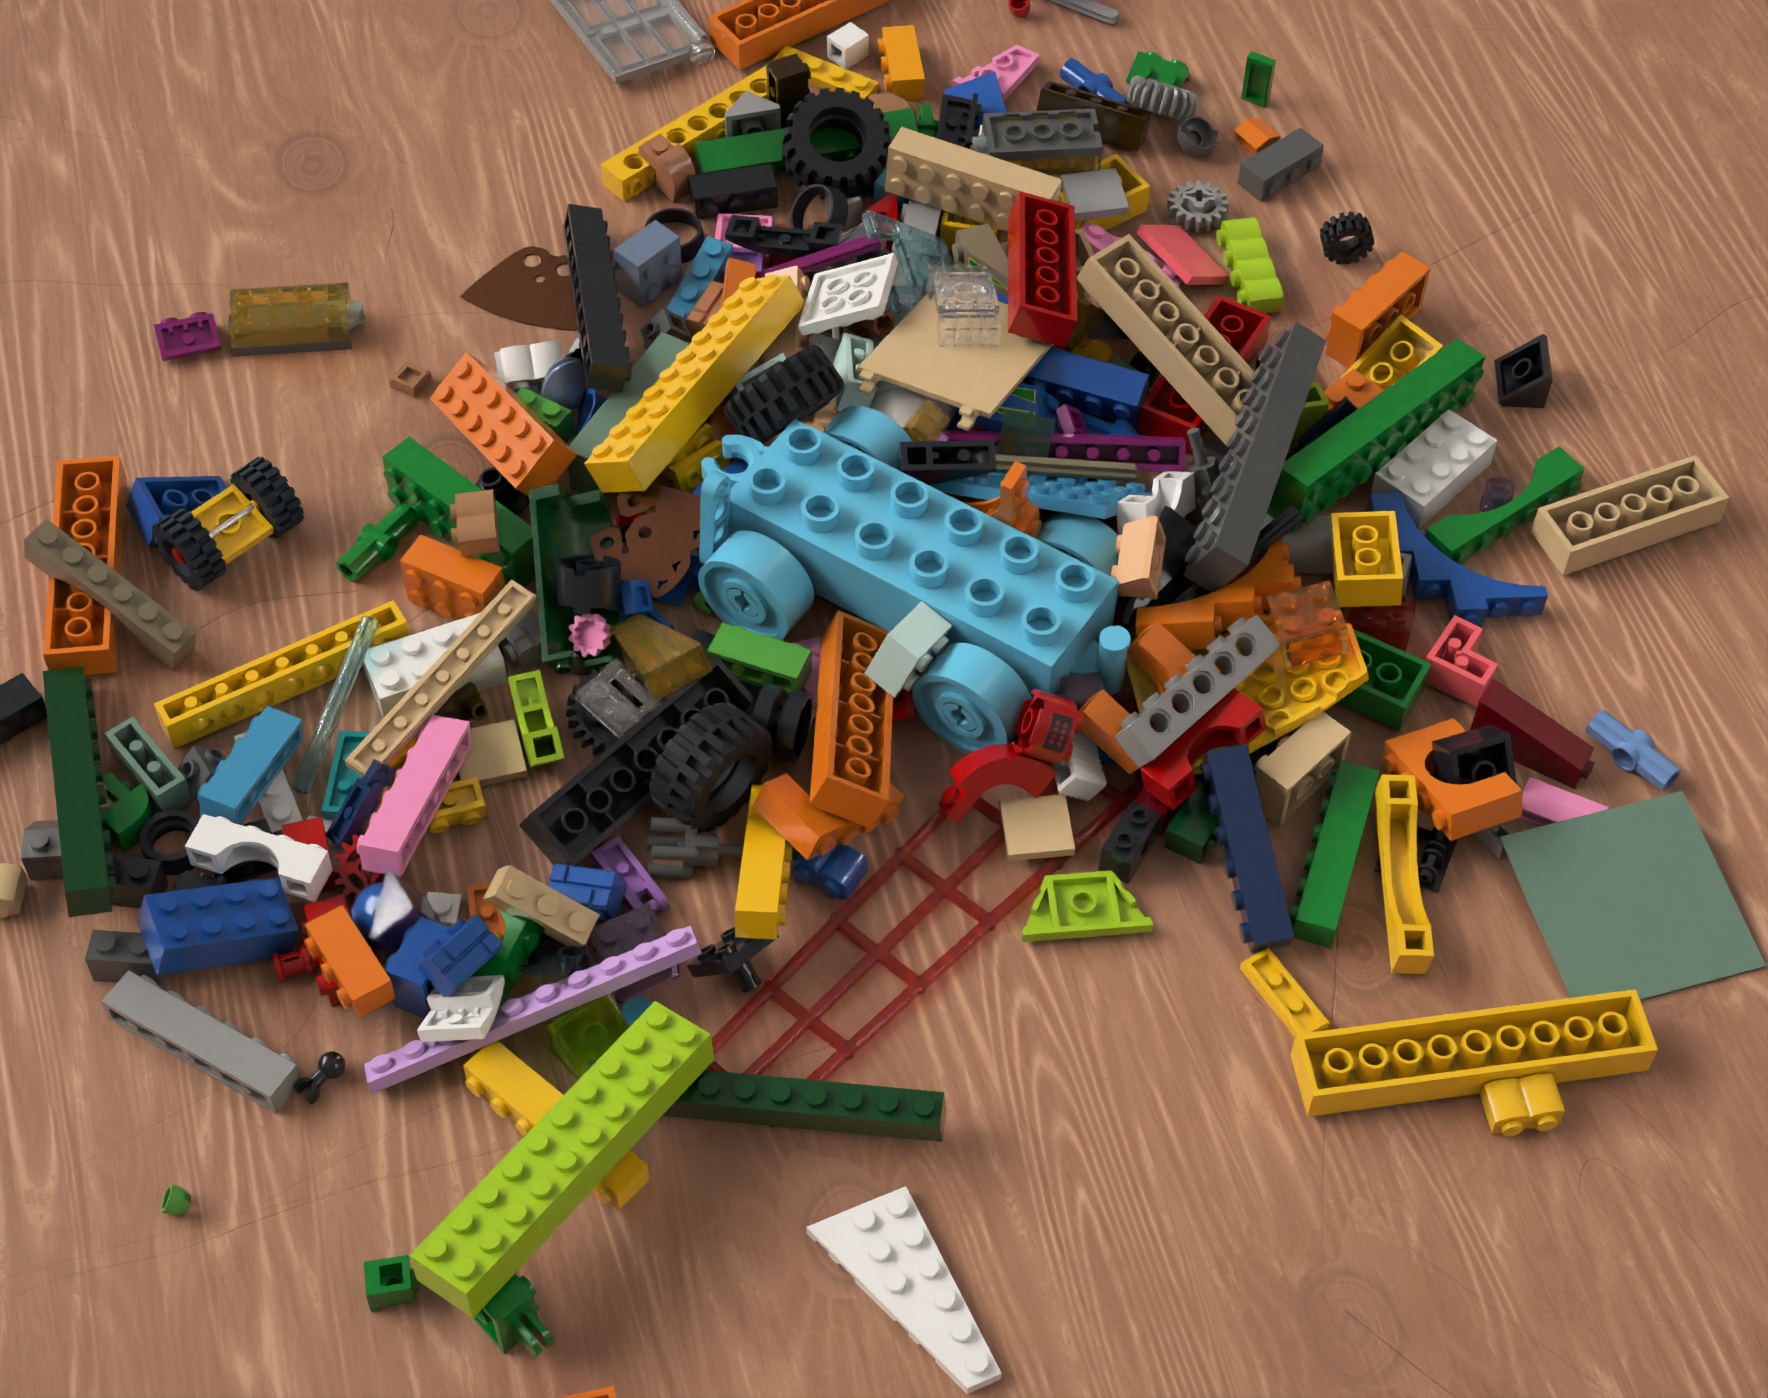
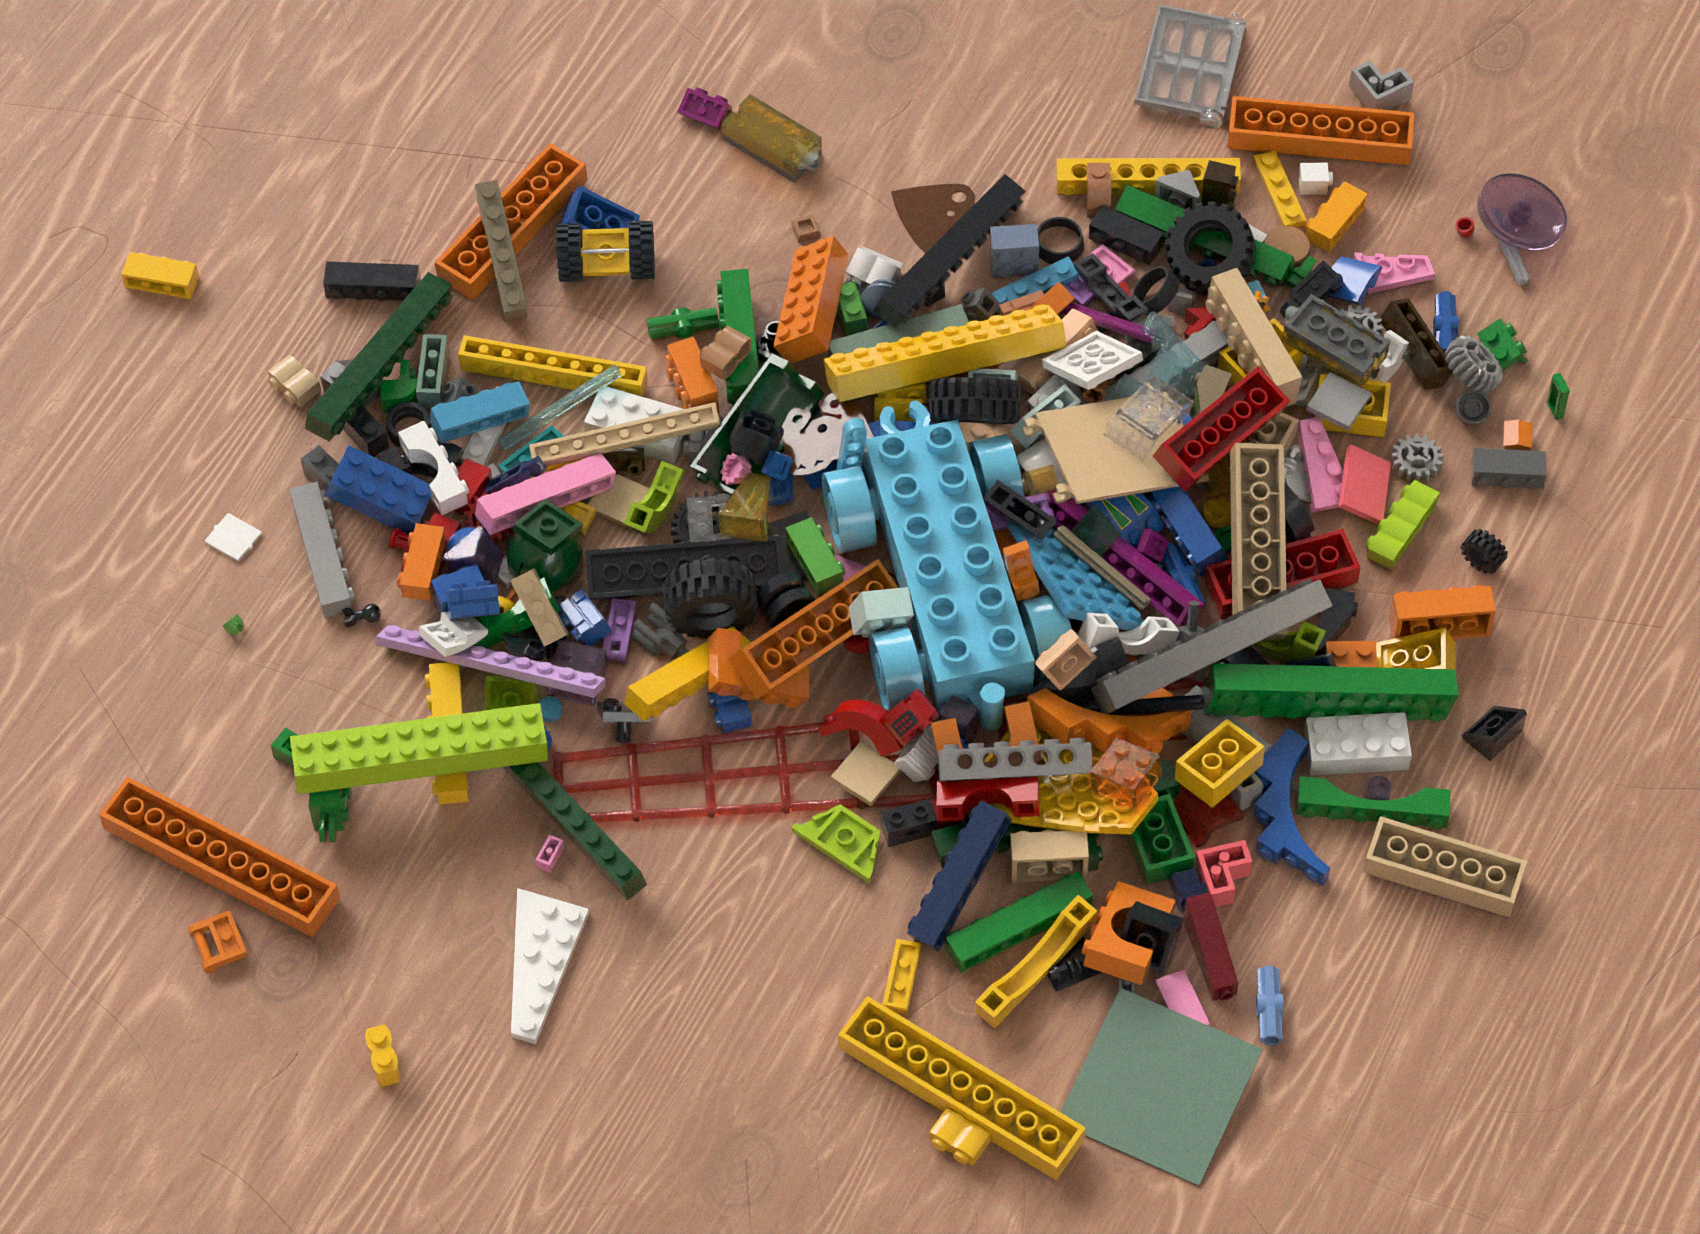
camera: 45 degrees right, 5 degrees up
(74, 1108) = (233, 537): none -> white piece
(465, 841) = (549, 543): none -> dark green plate
(801, 1162) = (549, 853): none -> bright pink piece
(1444, 701) = (1186, 885): none -> clear blue brick

